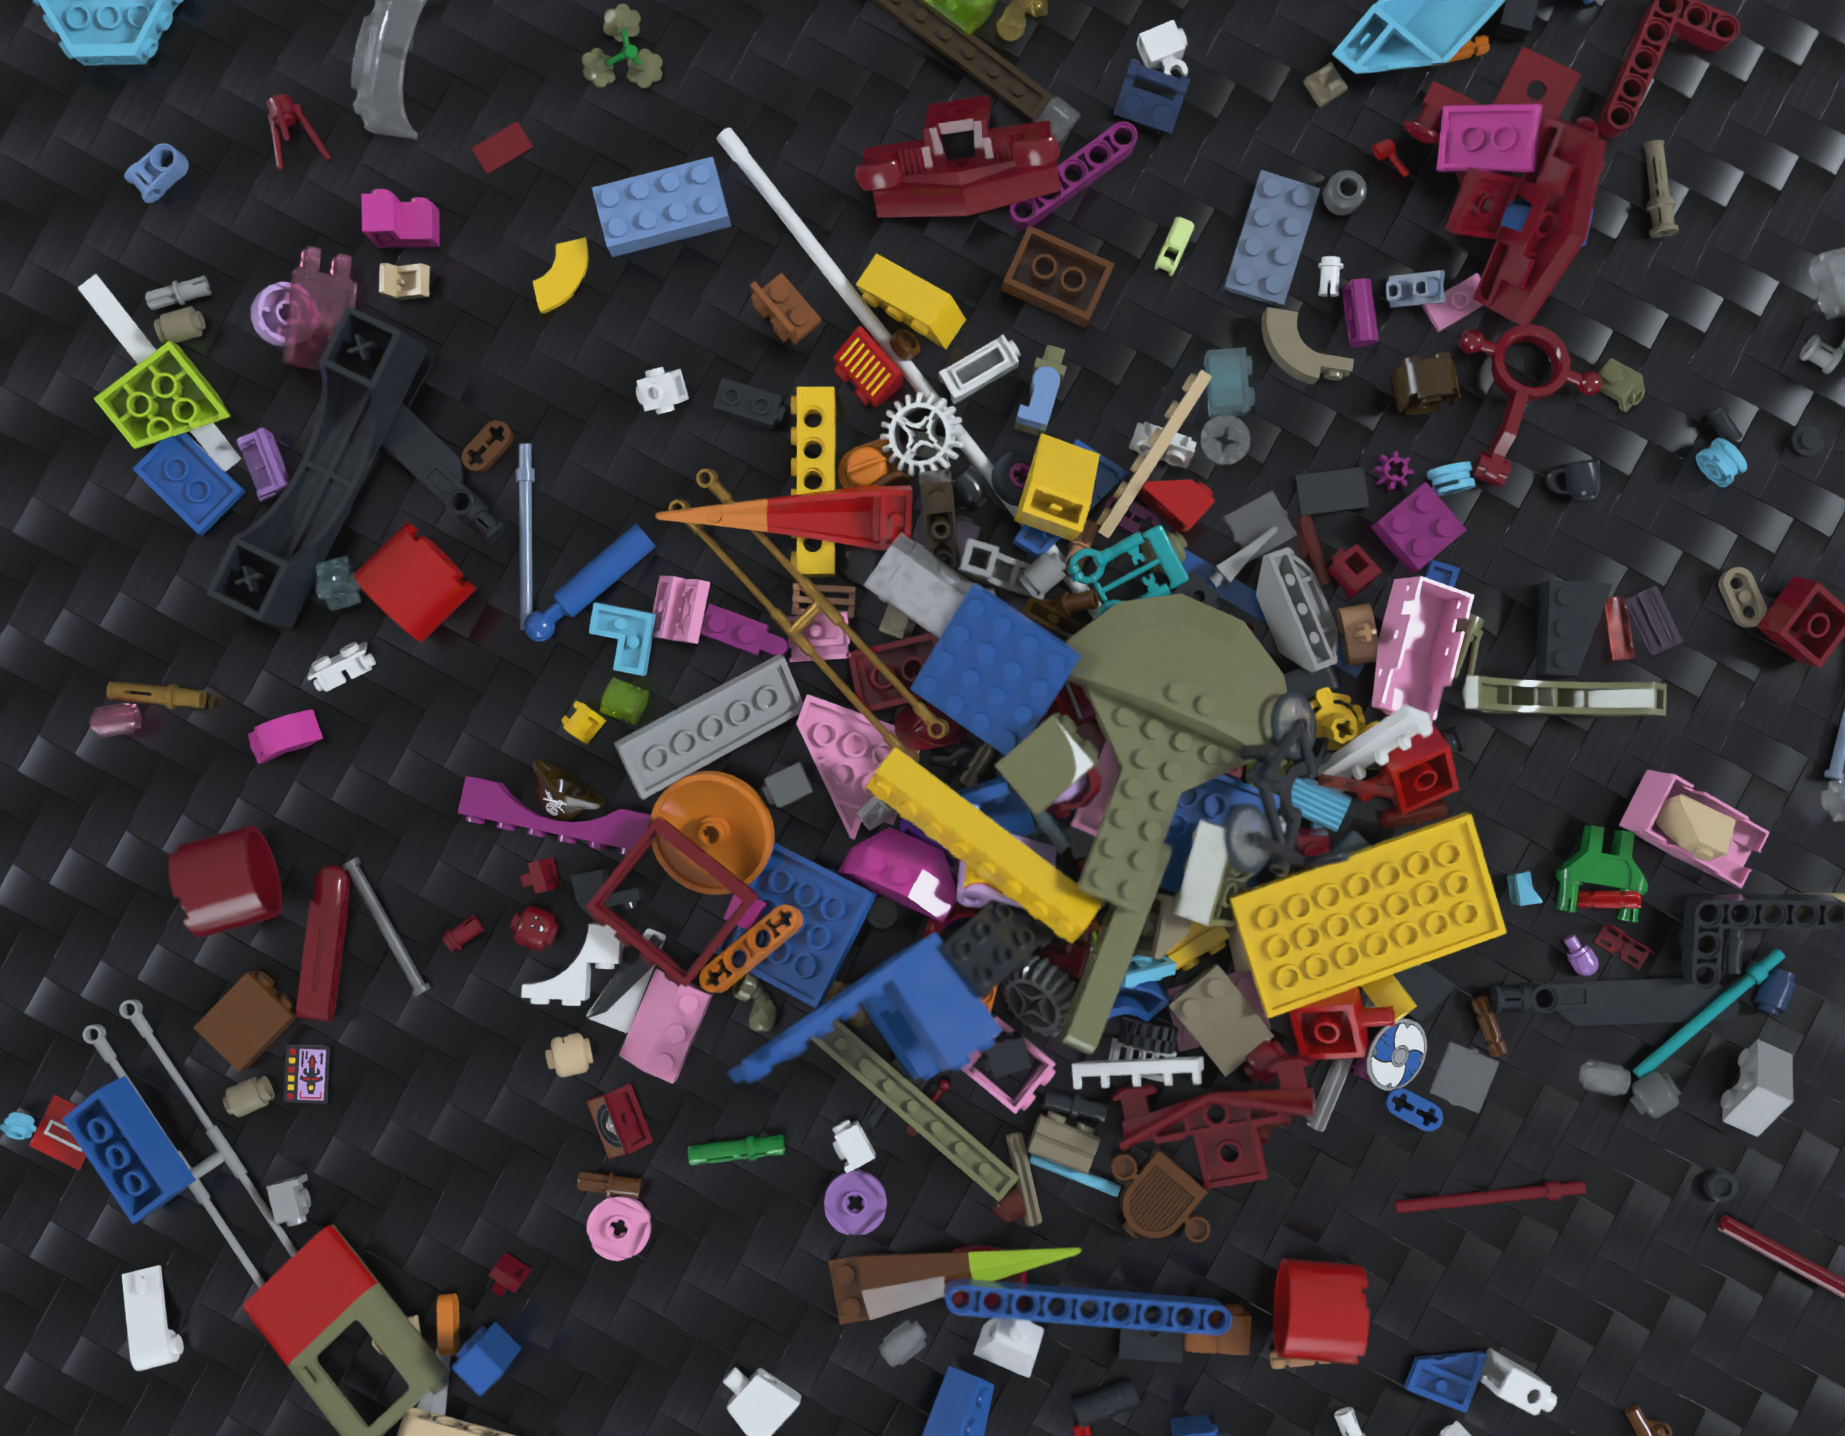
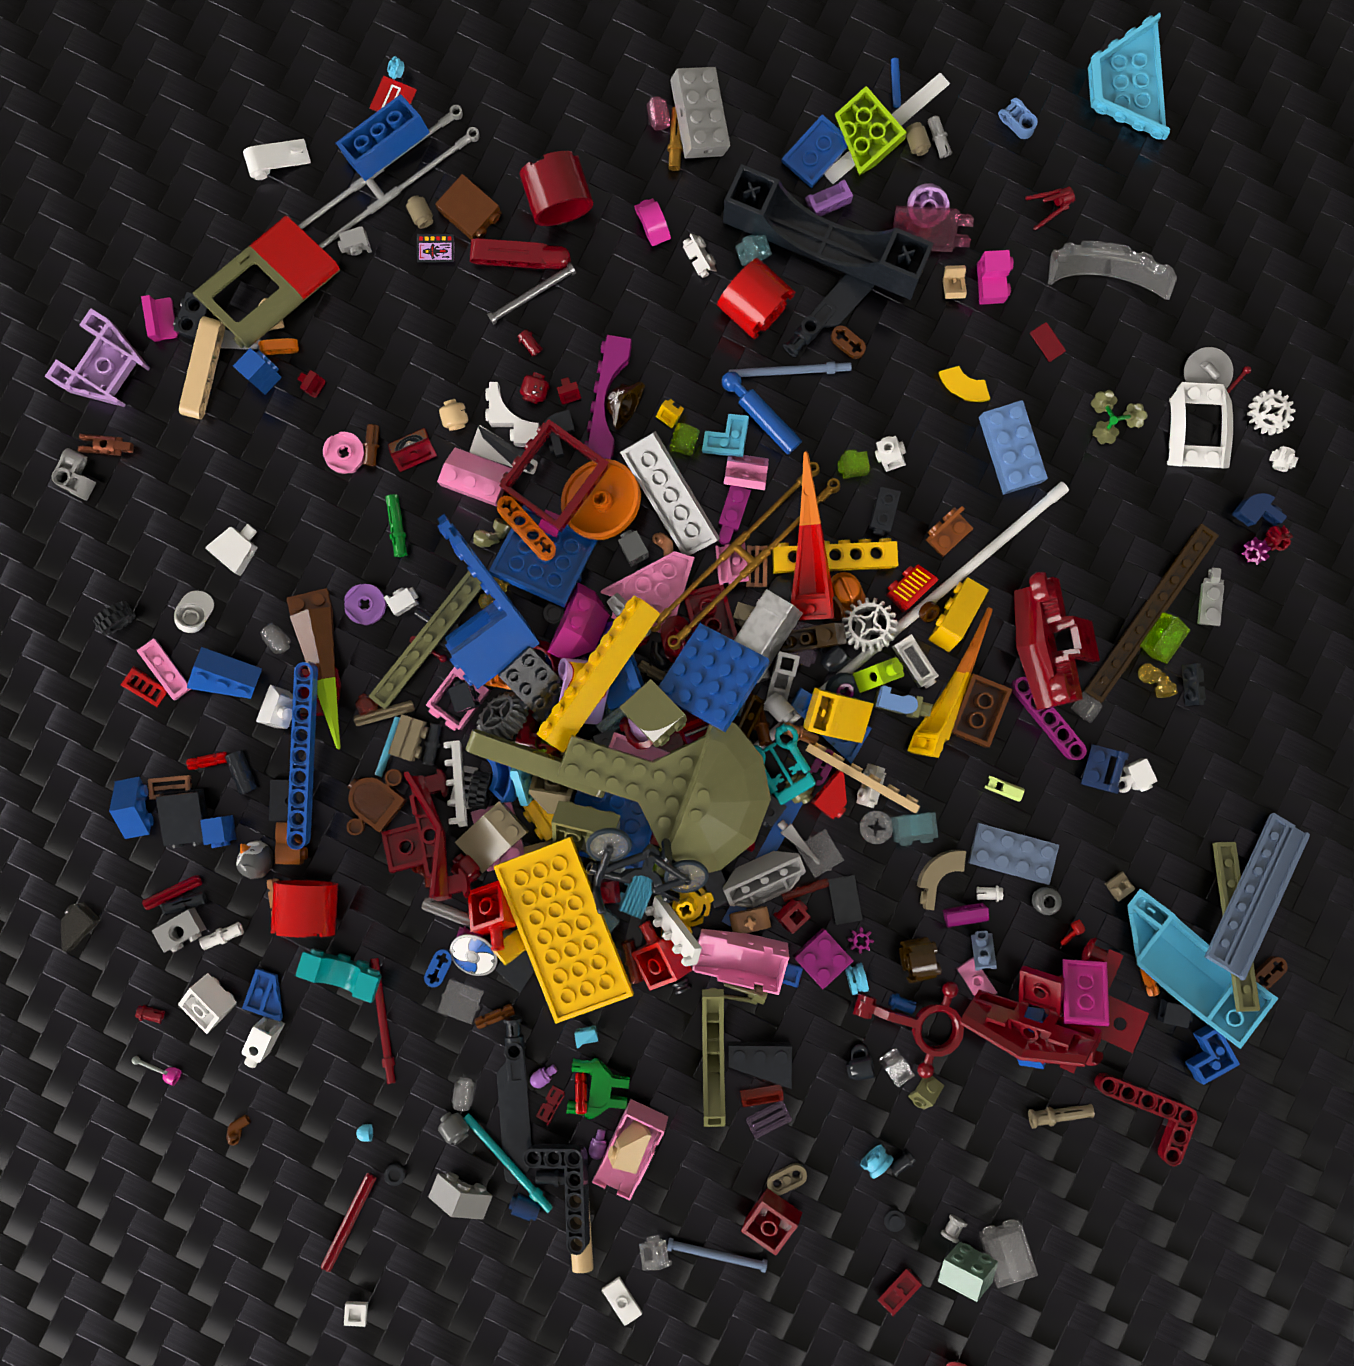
camera: 90 degrees right, 0 degrees up
(89, 355) = (895, 82): none -> blue piece
(118, 655) = (700, 112): none -> light grey brick
(675, 446) = (853, 464): none -> clear neon green brick
(781, 739) = (664, 542): none -> nougat arm
(993, 411) = (885, 671): none -> lime torso
(1086, 344) = (937, 728): none -> yellow plate
(1244, 1385) = (255, 859): none -> dark grey piece
(1356, 786) = (648, 921): clear red piece -> none
(1416, 1258) = (340, 972): none -> teal brick
(1488, 416) = (902, 1004): none -> blue pin
(1582, 427) = (896, 1067): none -> clear bracket
(1658, 1229) = (365, 1133): none -> medium azure hinge
(1686, 877) = (598, 1145): none -> medium lavender cylinder

